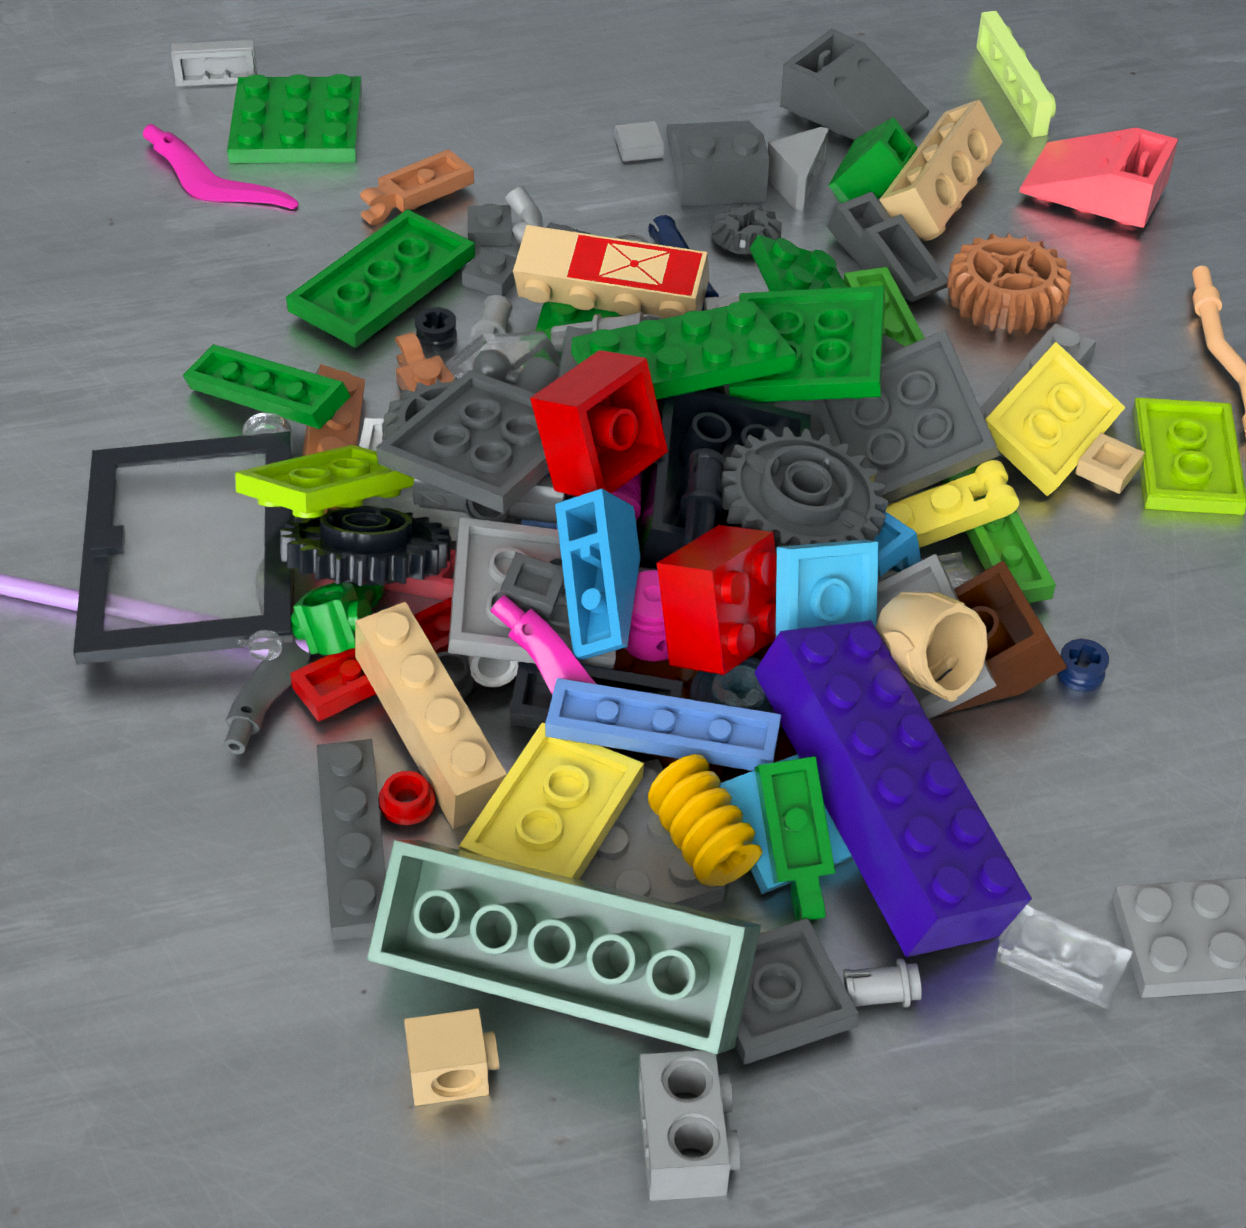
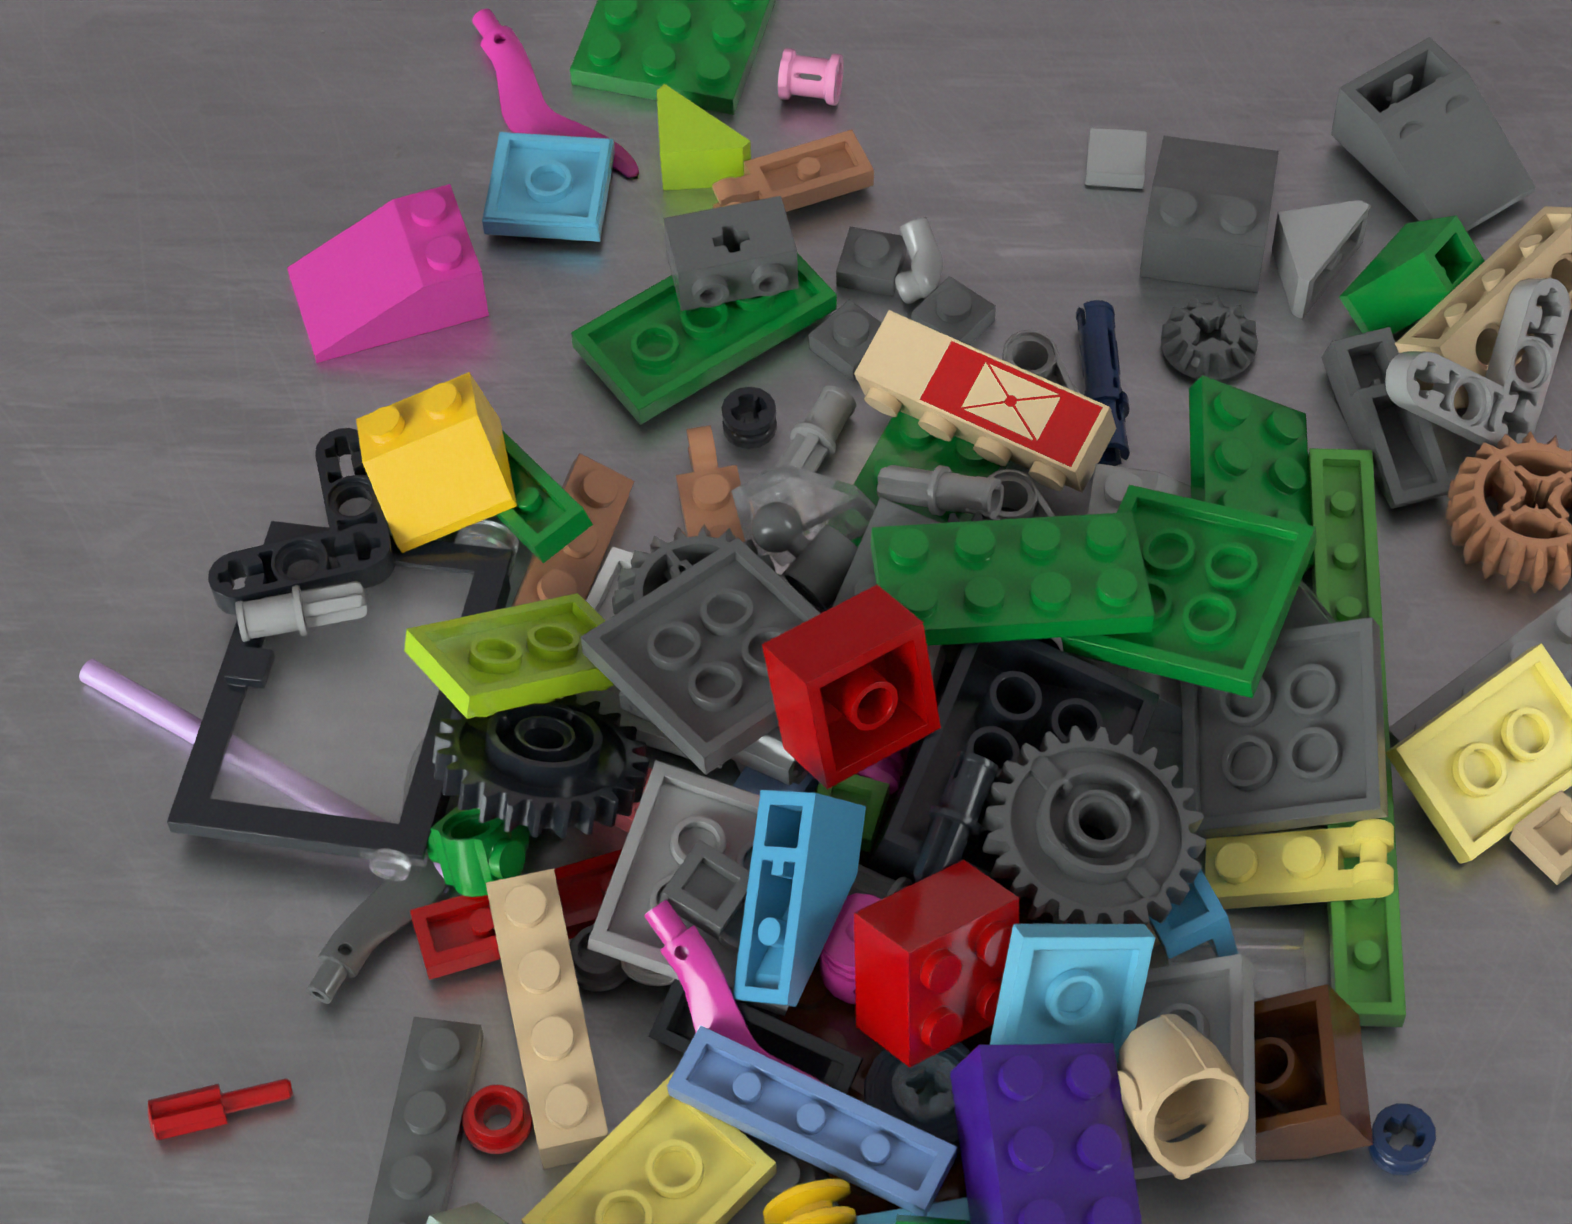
camera: 20 degrees right, 10 degrees up
(135, 288) = (390, 277): none -> dark pink slope
(138, 494) = (301, 610): none -> light grey axle
(167, 843) = (208, 1107): none -> red axle
(172, 447) = (344, 538): none -> black beam
(216, 378) = (437, 461): none -> yellow slope
(236, 218) = (549, 186): none -> medium azure plate
(337, 175) = (696, 145): none -> lime slope
(391, 224) = (731, 253): none -> dark grey brick
(406, 126) = (827, 88): none -> bright pink bush
(916, 207) = (1490, 394): none -> light grey beam

